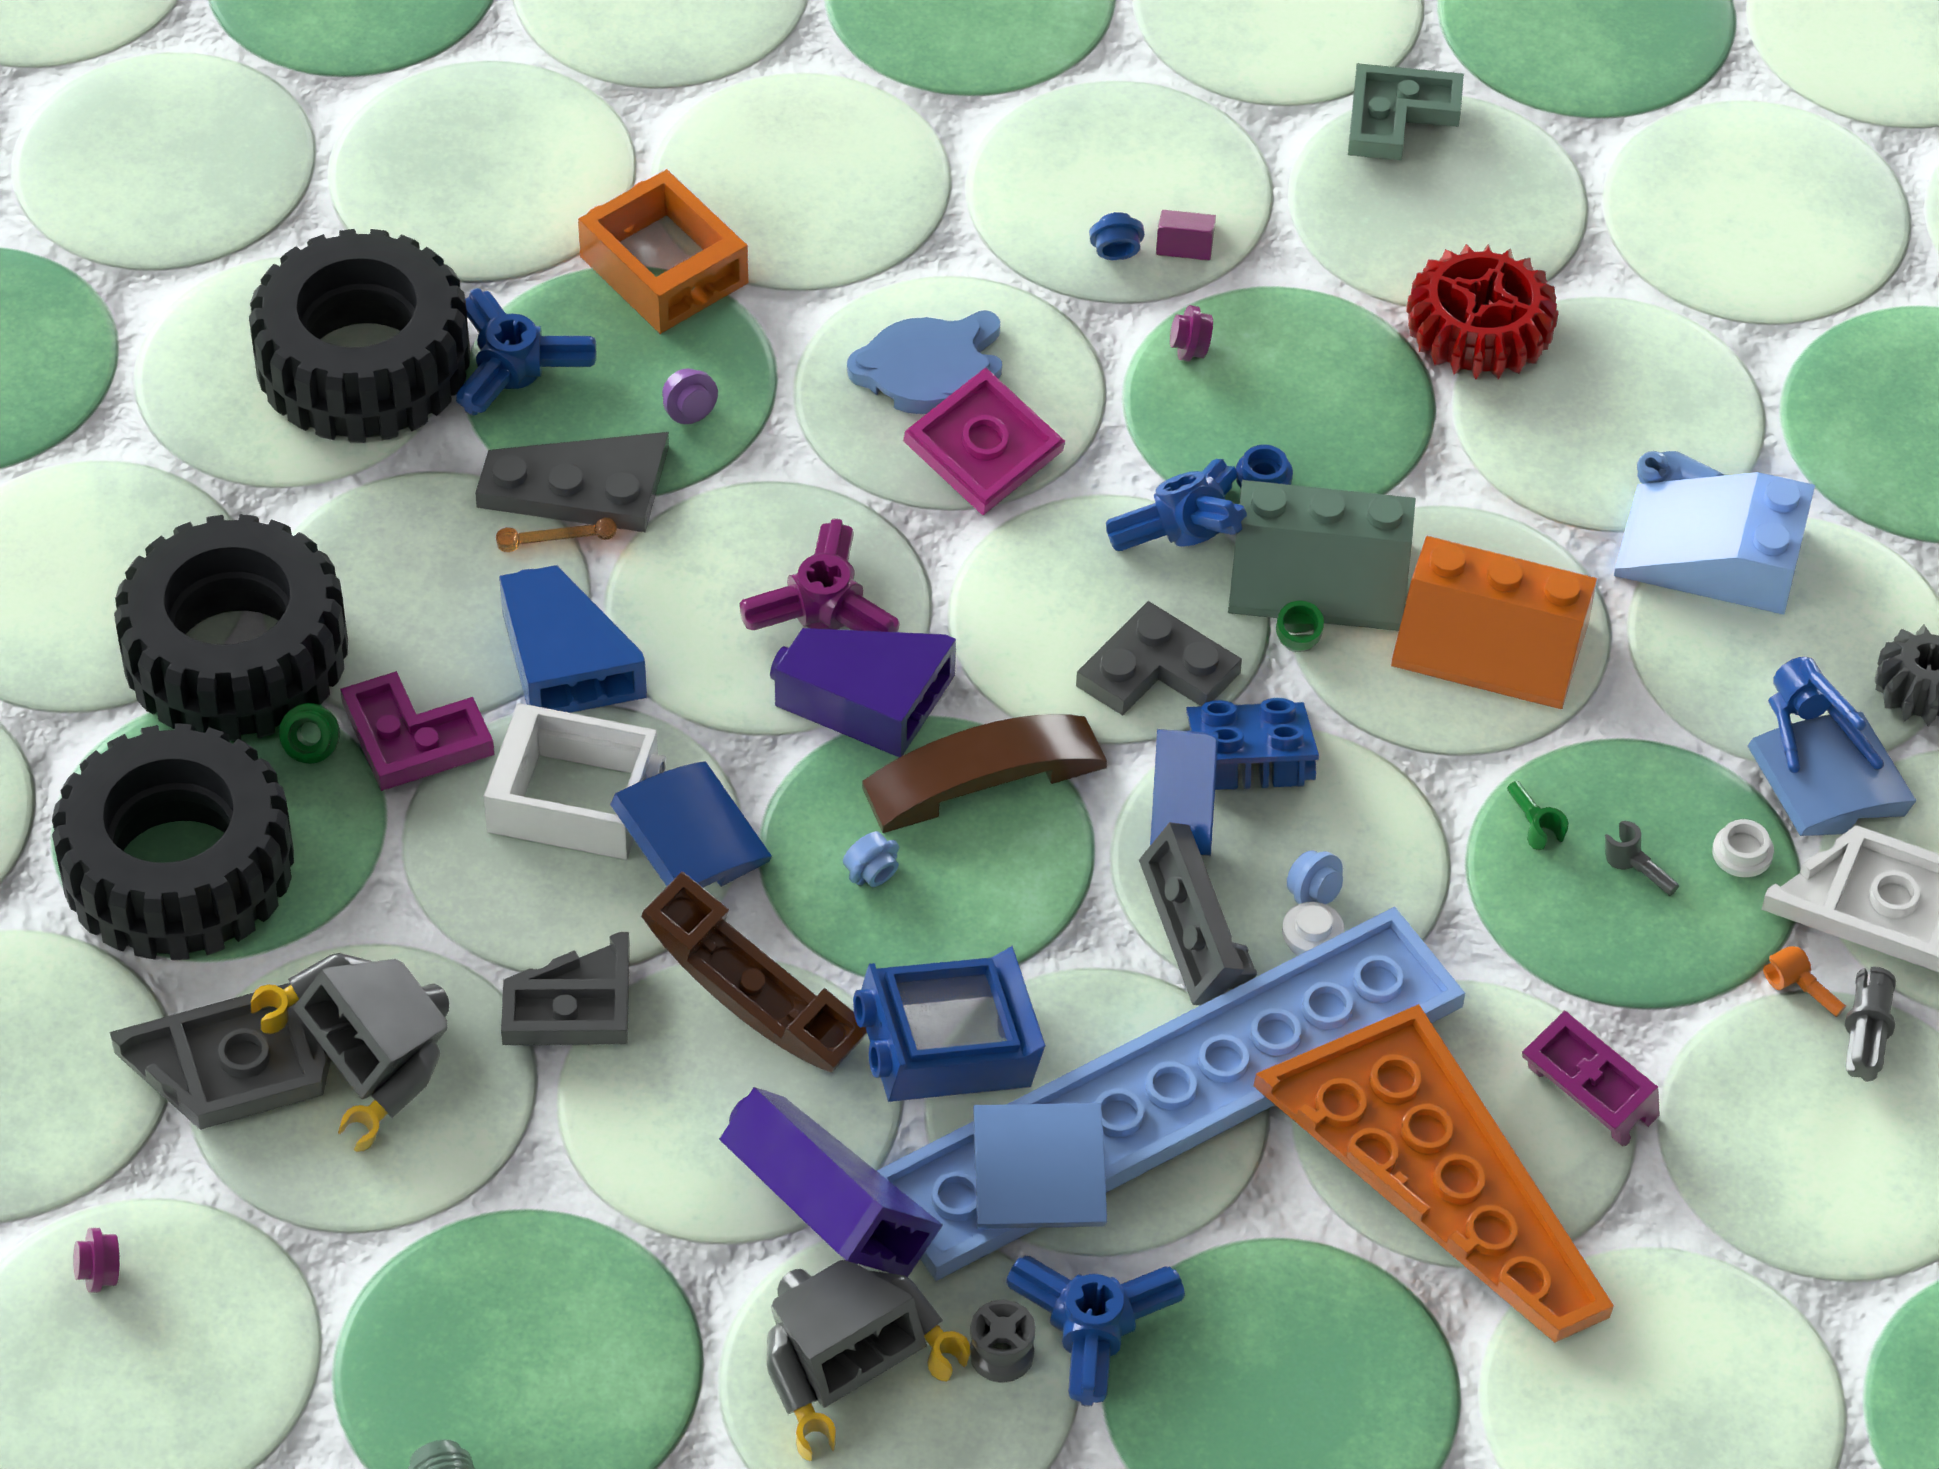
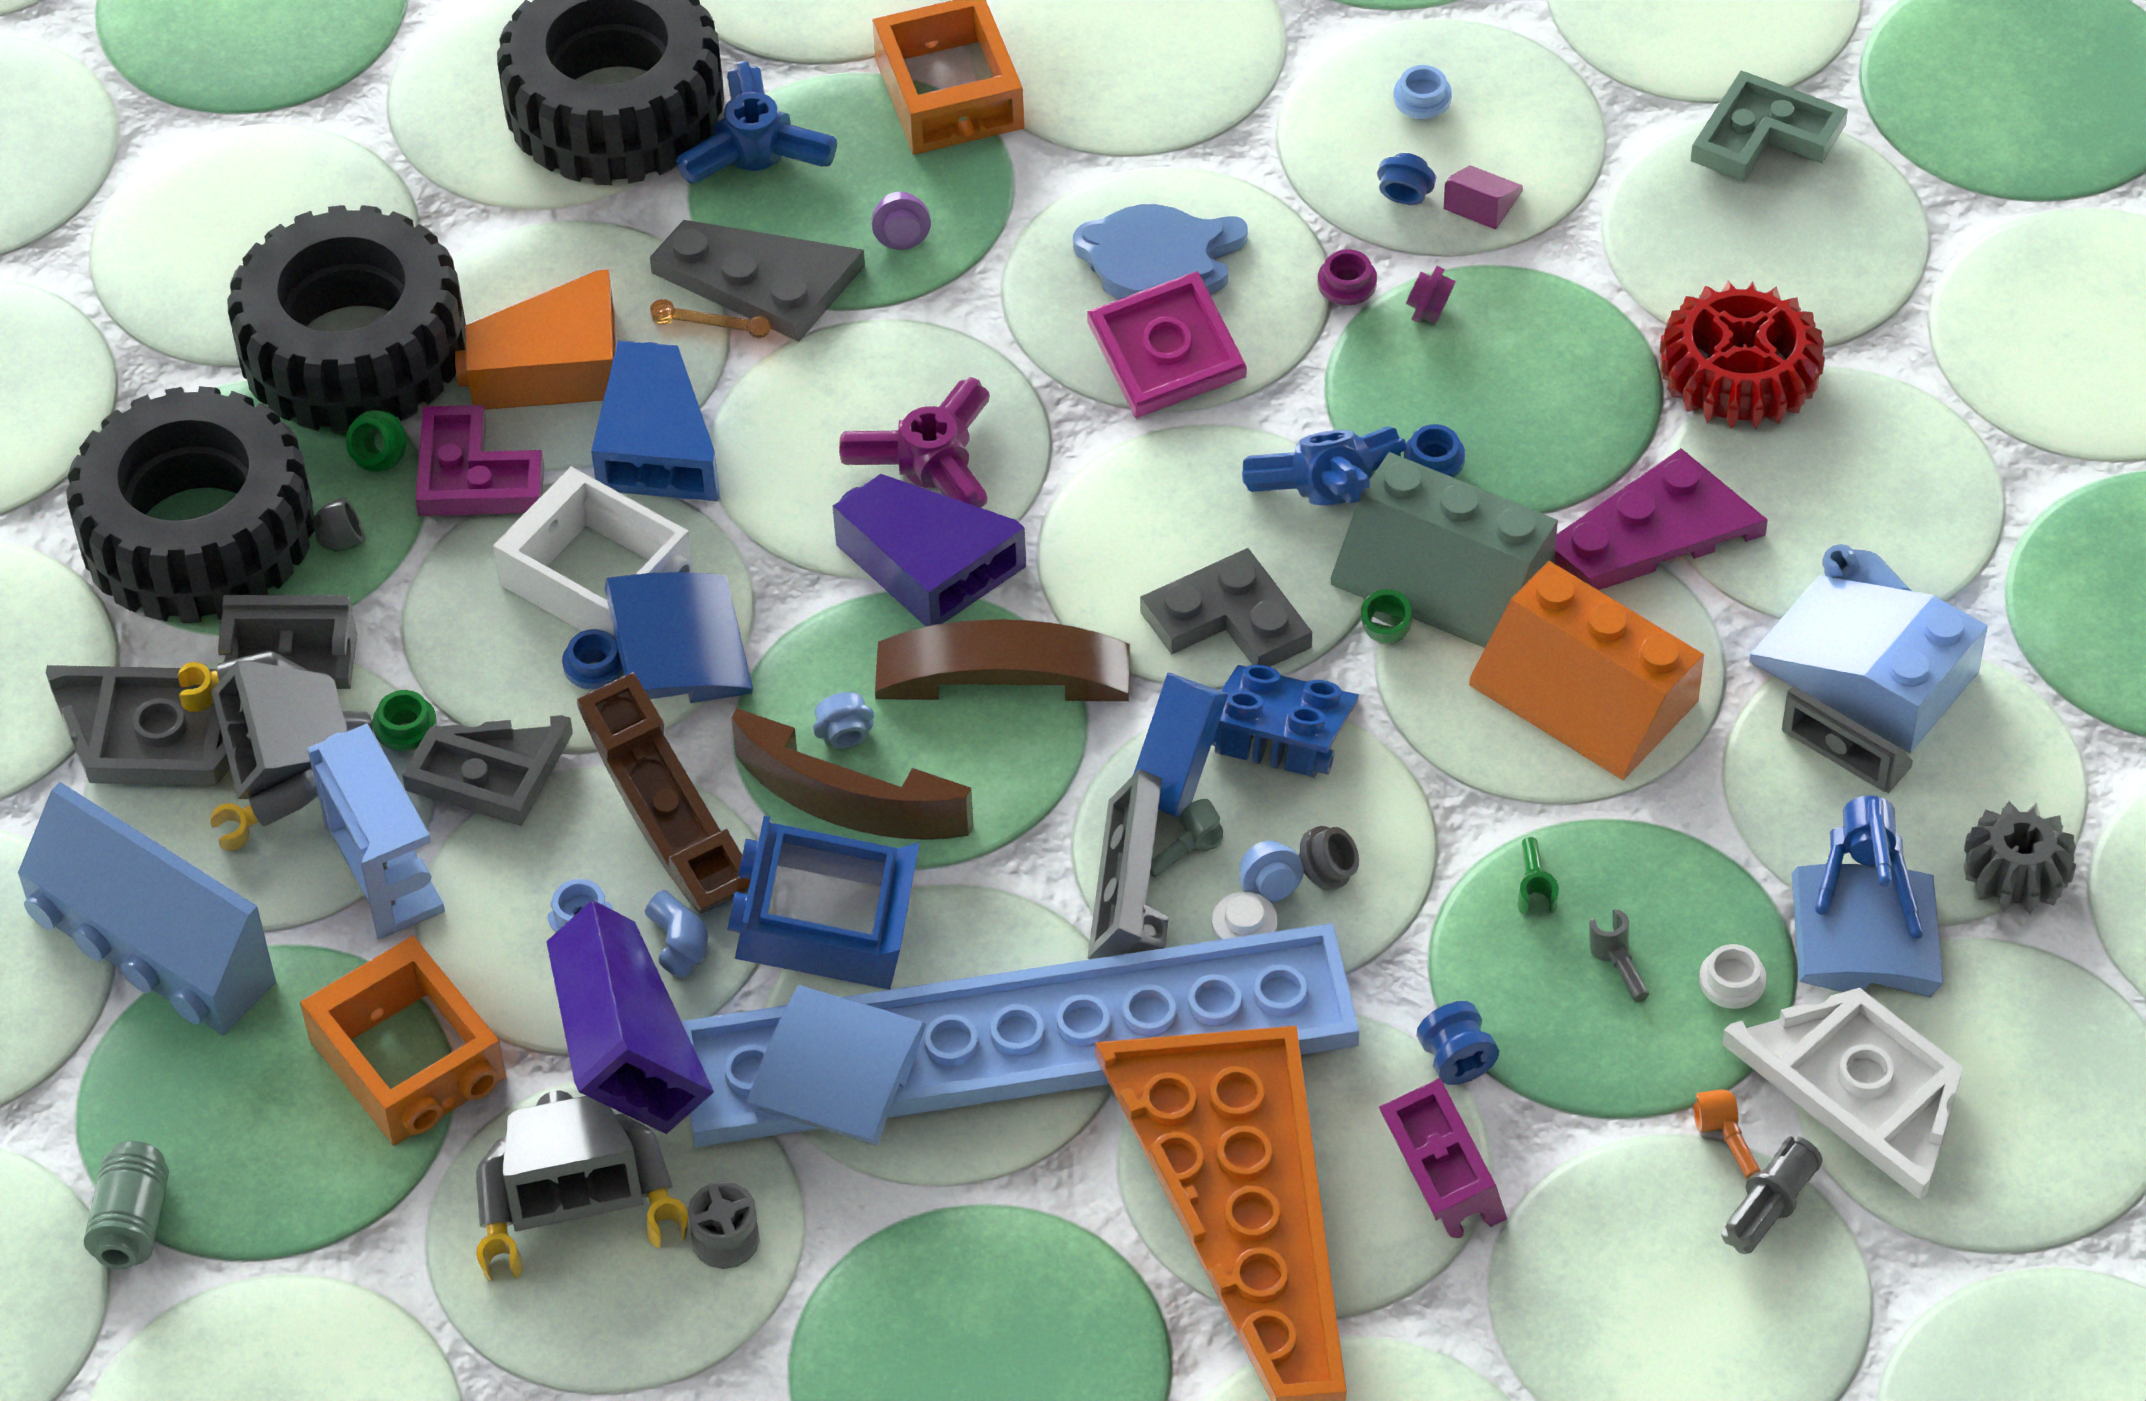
camera: 25 degrees right, 0 degrees up
(312, 823) = (338, 526): none -> dark grey hinge
(327, 925) = (305, 629): none -> dark grey hinge
(332, 1227) = (145, 912): none -> medium blue slope
(426, 603) = (543, 348): none -> orange slope
(471, 968) = (398, 709): none -> green plate
(511, 1084) = (375, 828): none -> light blue window
(581, 1231) = (373, 995): none -> orange window
(612, 861) = (588, 648): none -> blue plate
(714, 1091) = (571, 898): none -> light blue plate
(826, 1090) = (685, 934): none -> medium blue arm
(906, 926) = (920, 809): none -> reddish brown slope
(1090, 156) = (1422, 92): none -> light blue plate
(1093, 1315) = (822, 1230): blue bush -> none
(1109, 338) = (1347, 277): none -> magenta plate
(1234, 858) = (1202, 832): none -> sand green hand
(1358, 850) = (1328, 857): none -> dark grey plate
(1480, 475) = (1655, 518): none -> magenta wing
(1550, 977) = (1457, 1042): none -> blue wheel
(1731, 619) = (1844, 741): none -> dark grey slope

